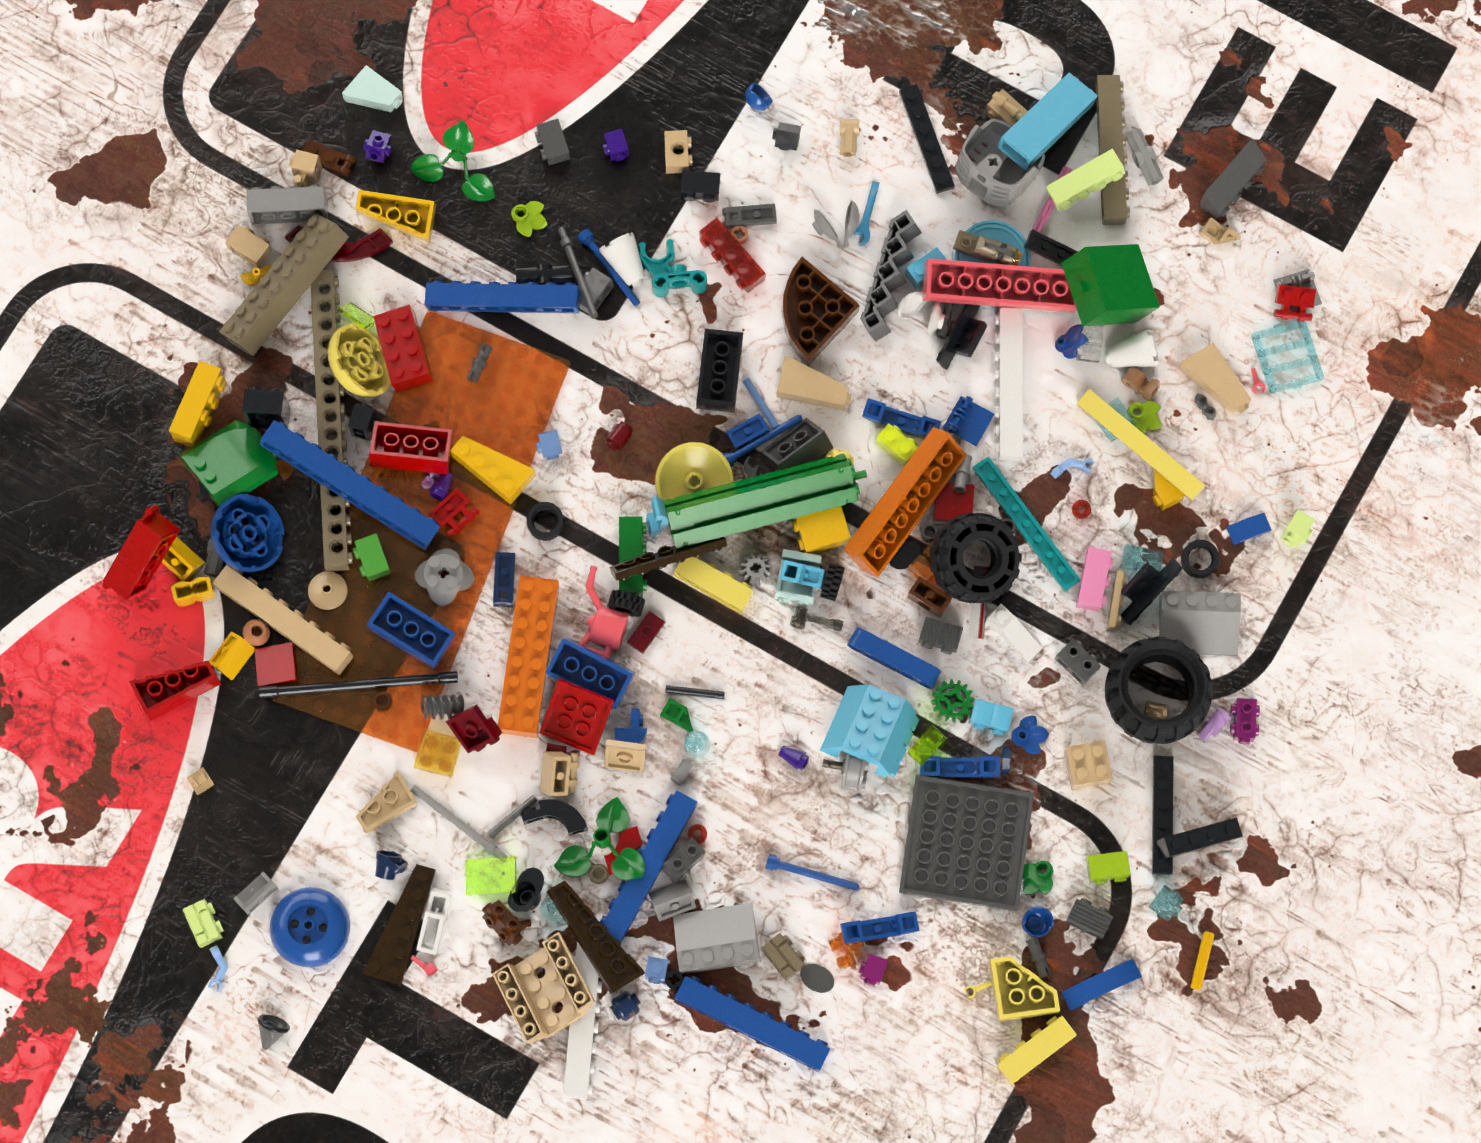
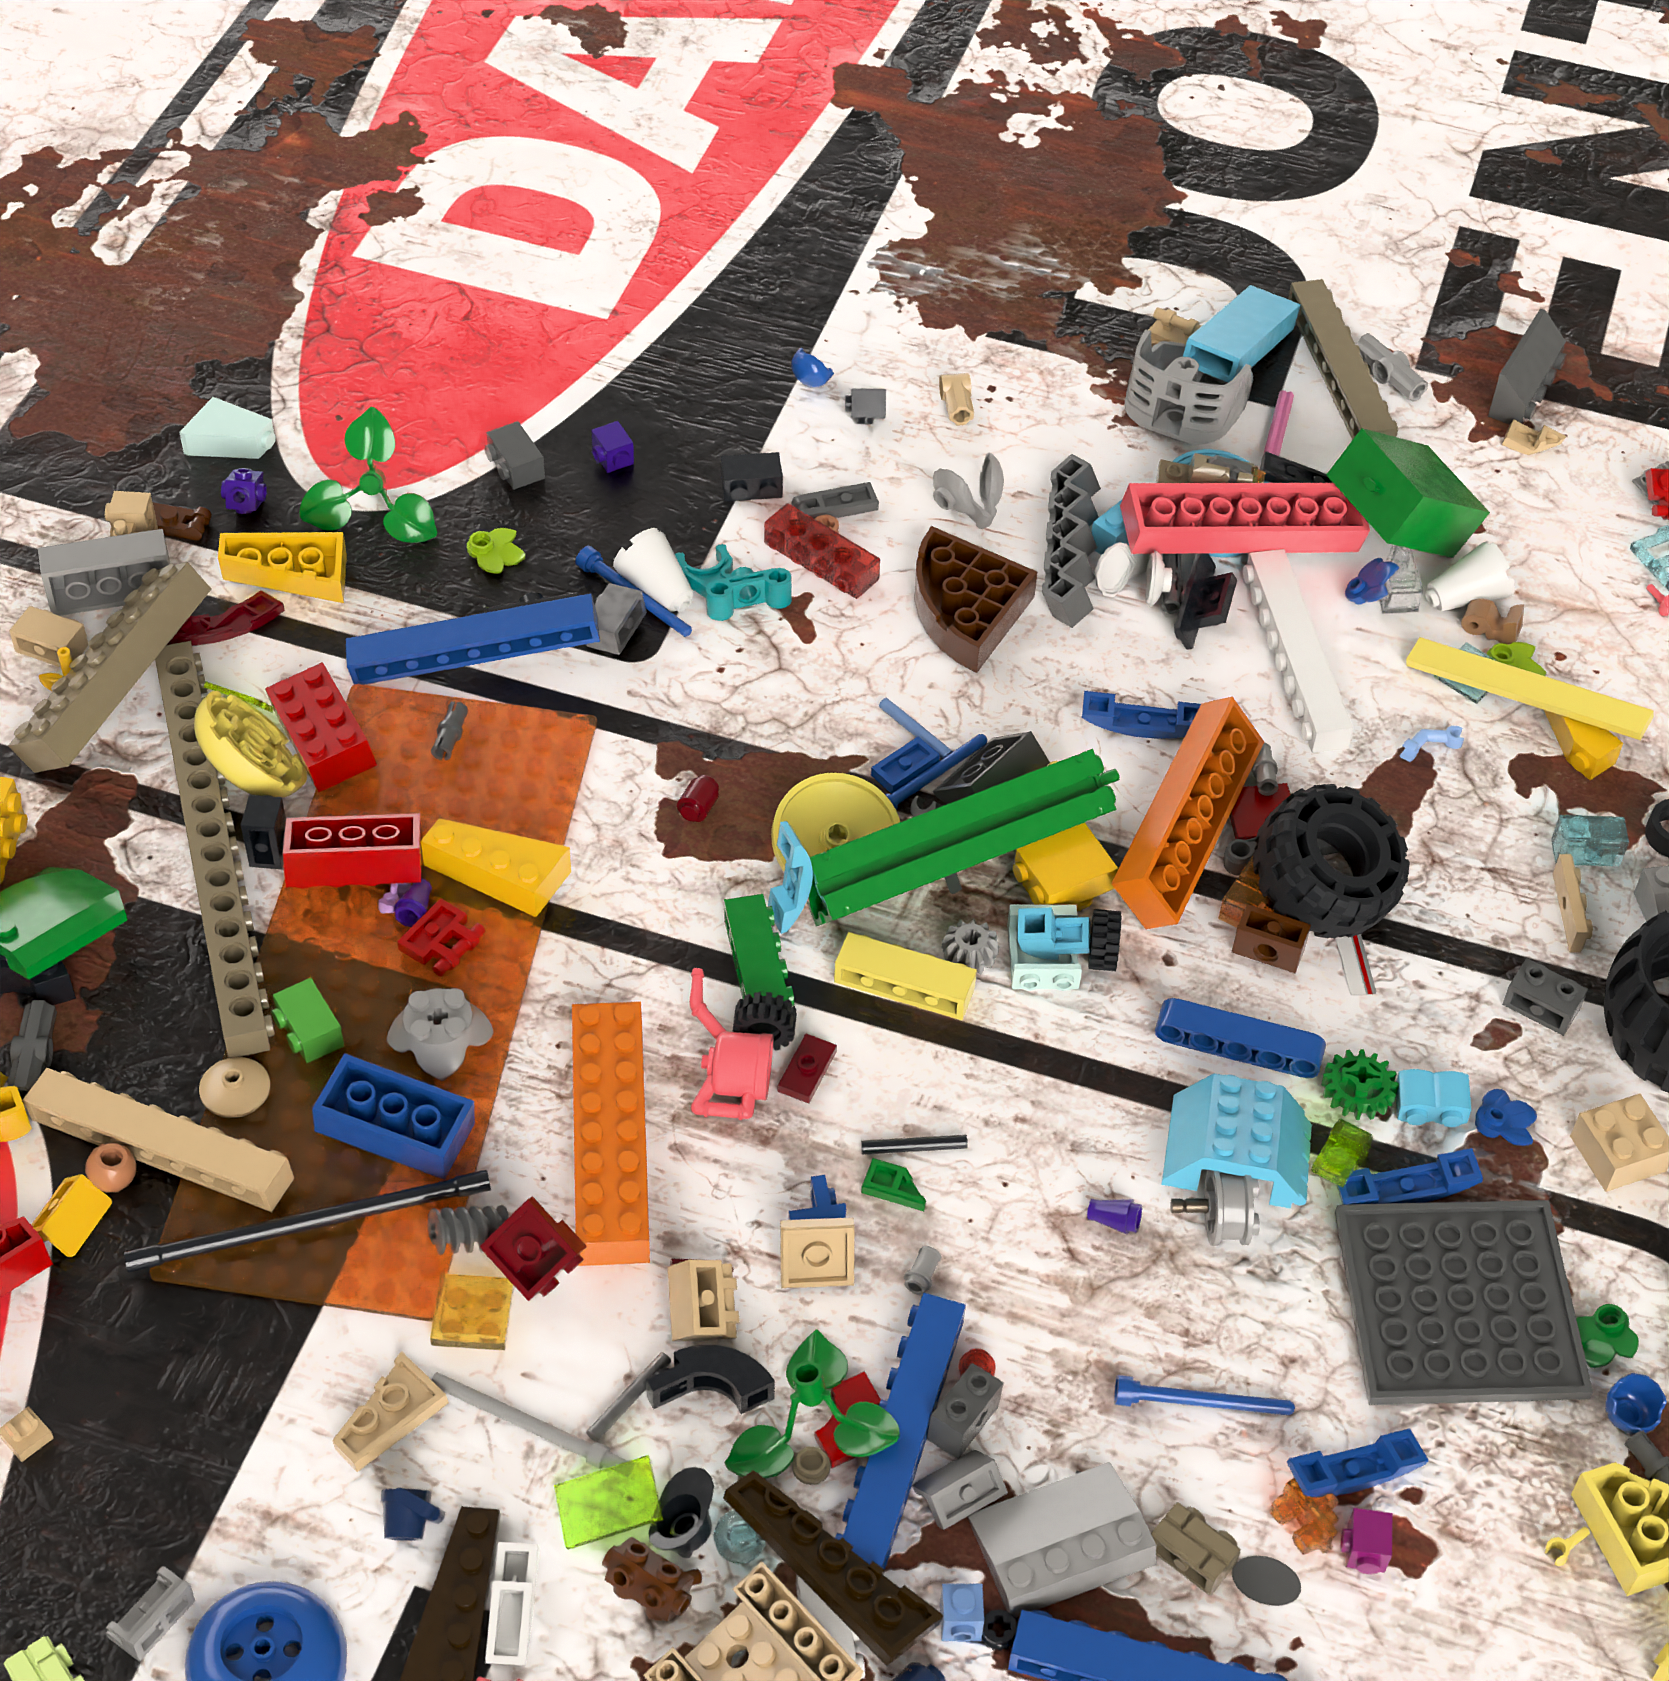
camera: 10 degrees left, 25 degrees down
(262, 524) = (61, 997): blue brick -> none
(265, 406) = (97, 828): black brick -> none
(276, 665) = (153, 1213): tile -> none
(284, 469) = (141, 923): clear orange tile -> none
(349, 484) = (254, 910): blue brick -> none
(382, 701) = (357, 1239): reddish brown plate -> none
(504, 578) = (544, 1024): dark blue plate -> none
(541, 506) = (604, 951): black tyre -> none
(549, 444) = (585, 822): medium blue brick -> none
(567, 245) = (563, 571): dark grey bar -> none
(576, 716) = (716, 1204): red plate -> none
(590, 670) = (725, 1133): blue brick -> none
(665, 555) = (811, 940): dark brown wing -> none
(673, 141) = (705, 442): tan brick -> none
(697, 744) = (940, 1217): clear light blue piece -> none
(719, 370) = (840, 689): black brick -> none
(801, 617) = (1064, 1005): clear smoke brick -> none
(809, 386) = (991, 693): tan slope -> none
(863, 228) = (1010, 499): dark azure piece -> none
(896, 444) = (1145, 745): neon yellow brick -> none
(905, 555) = (1207, 897): black sticker -> none
(926, 139) = (1071, 390): black plate -> none
(940, 635) = (1306, 992): dark grey brick -> none
(968, 420) = (1257, 701): blue hinge -> none
(1005, 760) = (1484, 1158): dark blue tile -> none
(1013, 632) = (1422, 970): white slope -> none
(1026, 524) = (1422, 844): teal plate -> none
(1081, 503) = (1466, 792): clear red plate -> none
(1085, 180) = (1321, 387): yellowish green brick -> none
(1094, 579) = (1525, 879): bright pink brick -> none
(1146, 587) = (1616, 867): black bracket -> none
(1208, 411) = (1595, 638): dark grey piece -> none
(1216, 377) = (1604, 600): tan slope -> none

